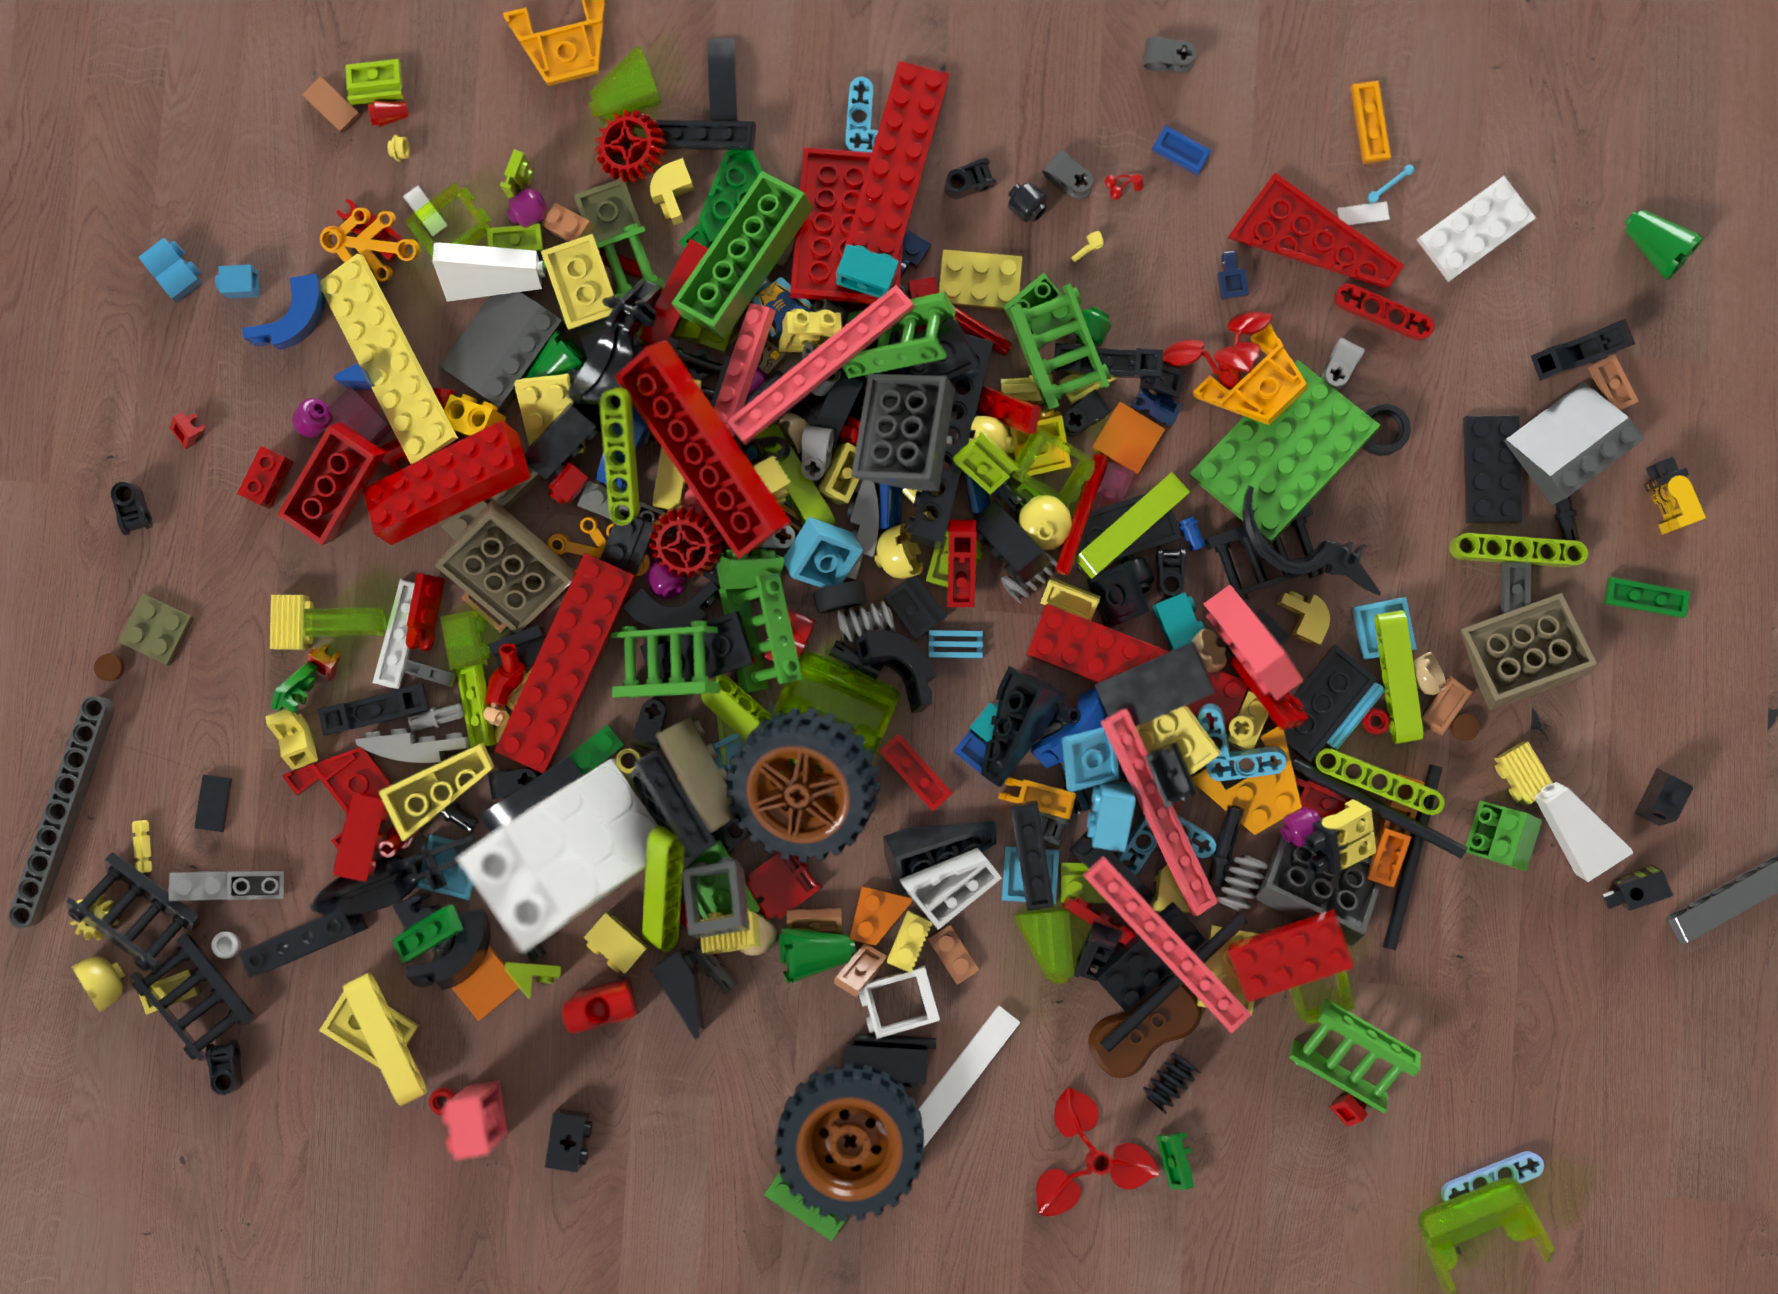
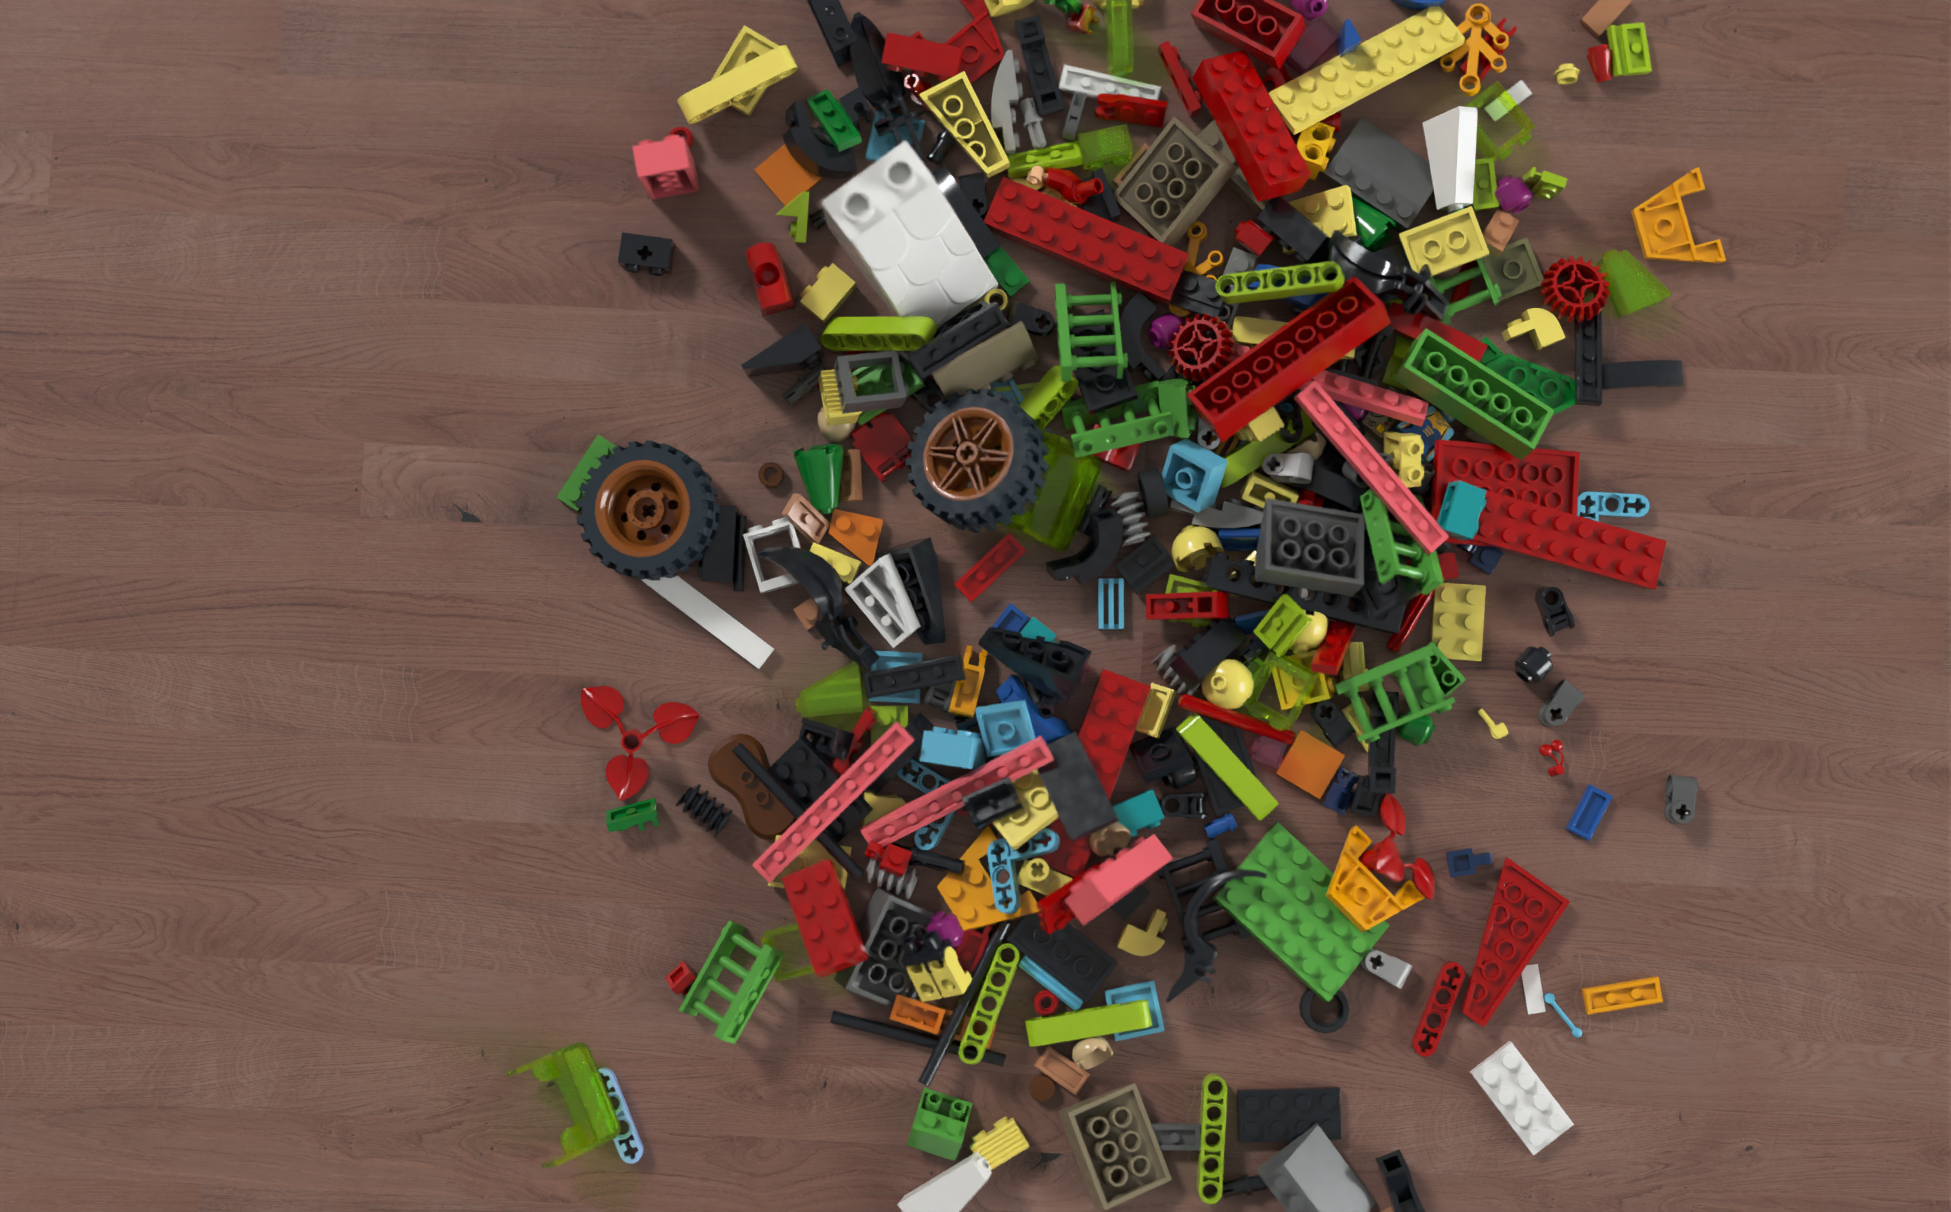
camera: 90 degrees right, 0 degrees up
(391, 558) = (1180, 78): none -> red plate
(811, 1006) = (771, 475): none -> reddish brown tile
(940, 950) = (826, 590): none -> black piece
(1227, 882) = (892, 859): none -> red plate

